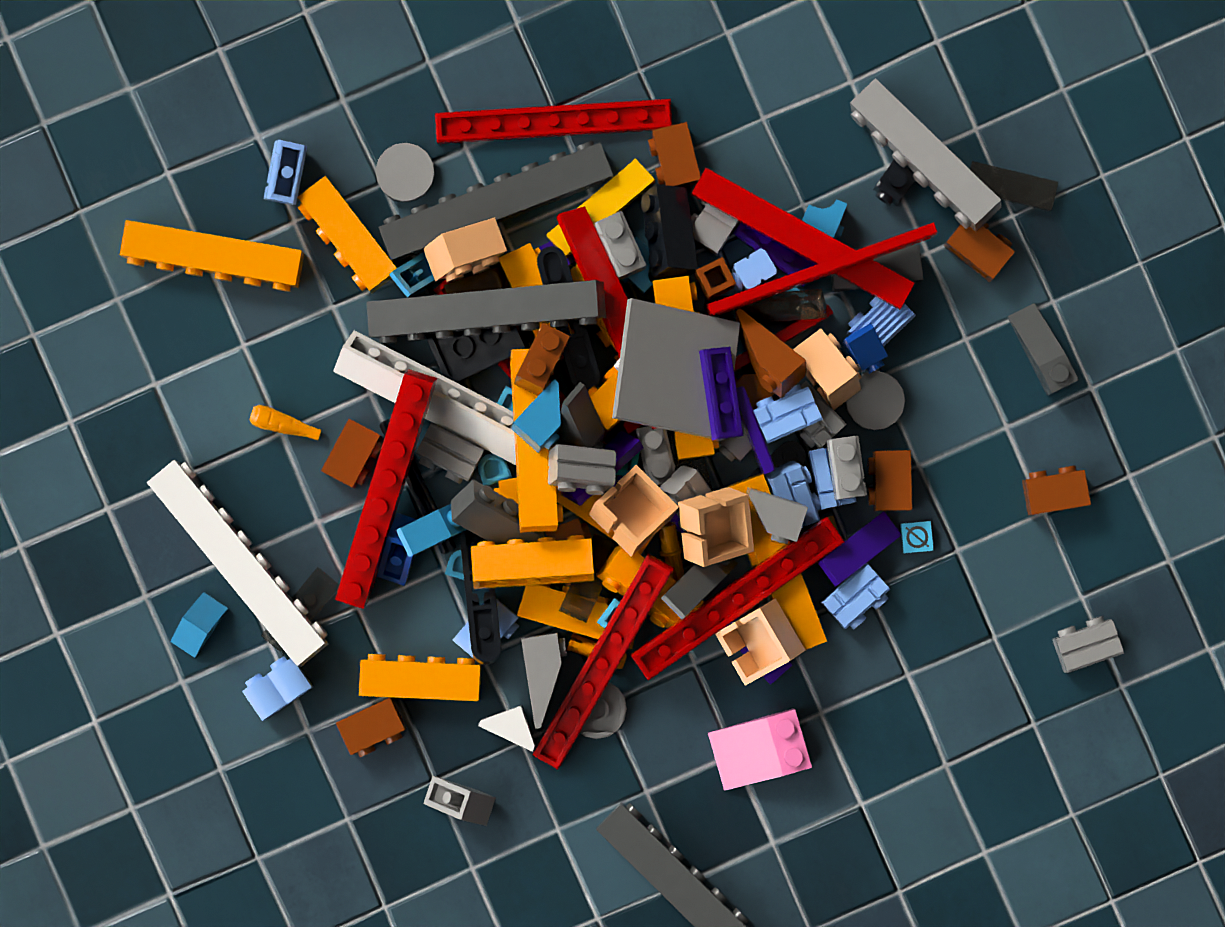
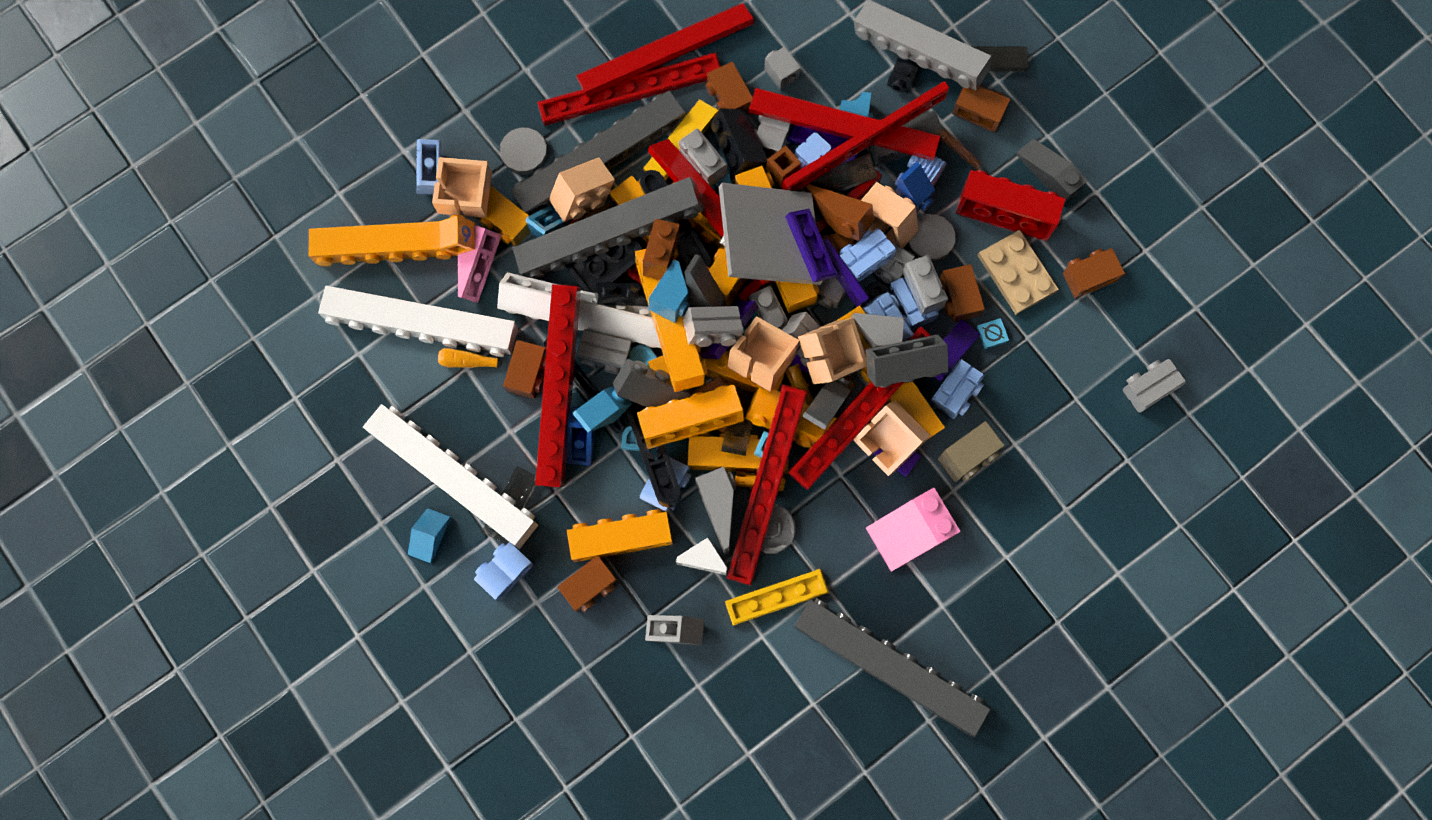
camera: 10 degrees left, 10 degrees down
(236, 363) = (418, 320): none -> white brick
(303, 273) = (457, 235): none -> light orange brick
(318, 302) = (475, 264): none -> bright pink slope
(324, 218) = (465, 187): none -> light nougat piece
(482, 390) = (619, 294): none -> black plate
(585, 789) = (776, 597): none -> yellow tile
(608, 81) = (664, 49): none -> red tile
(746, 139) = (781, 68): none -> light grey brick
(798, 560) = (907, 361): none -> dark grey brick
(849, 678) = (971, 451): none -> dark tan brick
(943, 306) = (962, 150): none -> dark orange piece
(967, 468) = (1017, 272): none -> tan plate
(977, 388) = (1010, 205): none -> red brick

